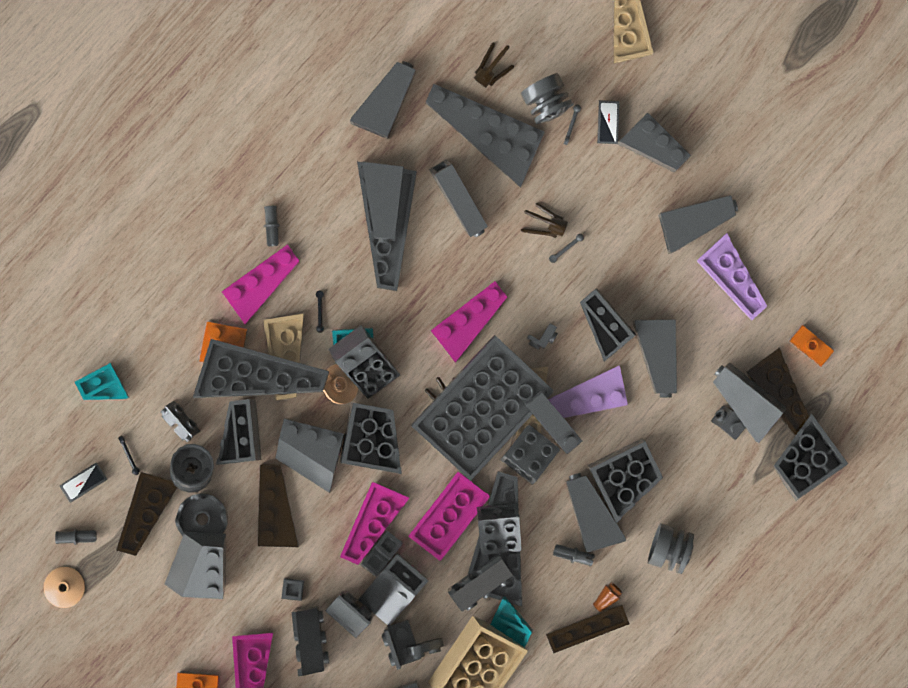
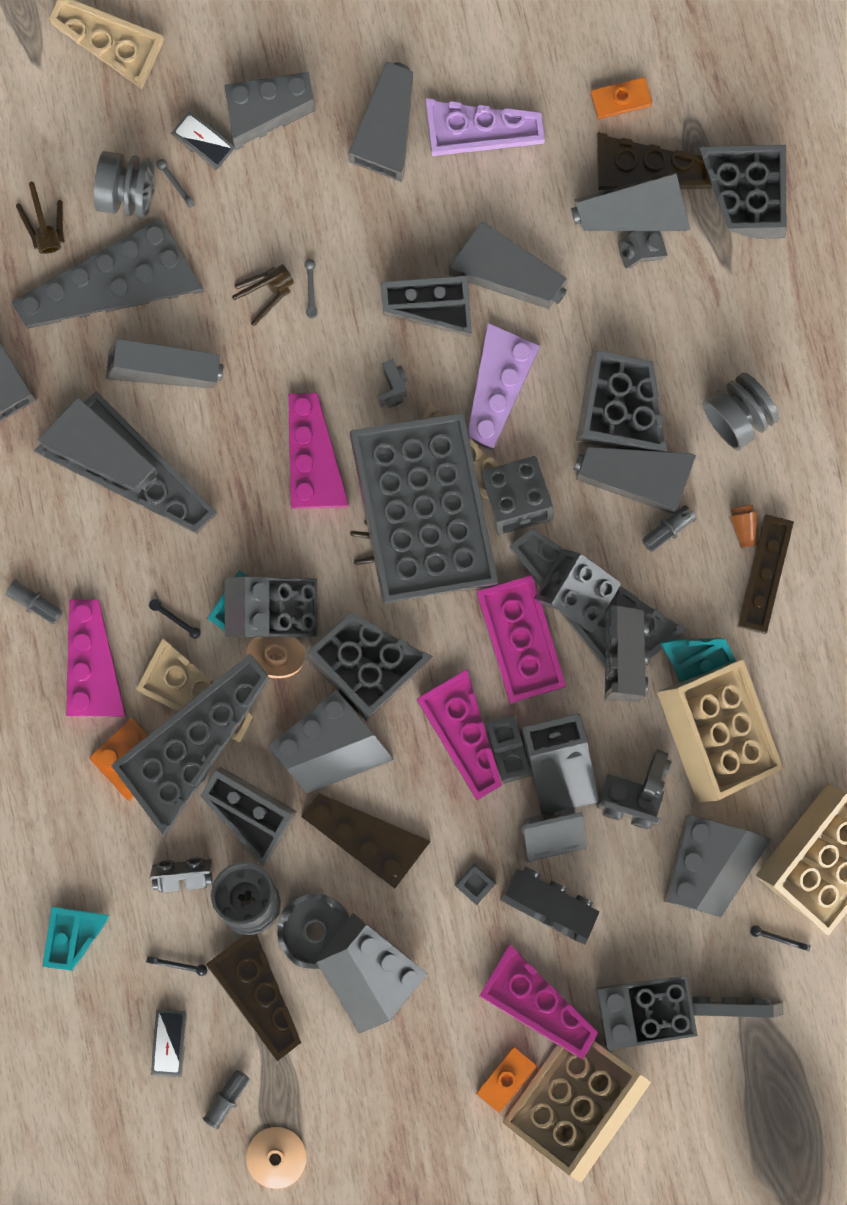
camera: 50 degrees left, 5 degrees down
(553, 422) = (500, 439): dark grey slope -> none

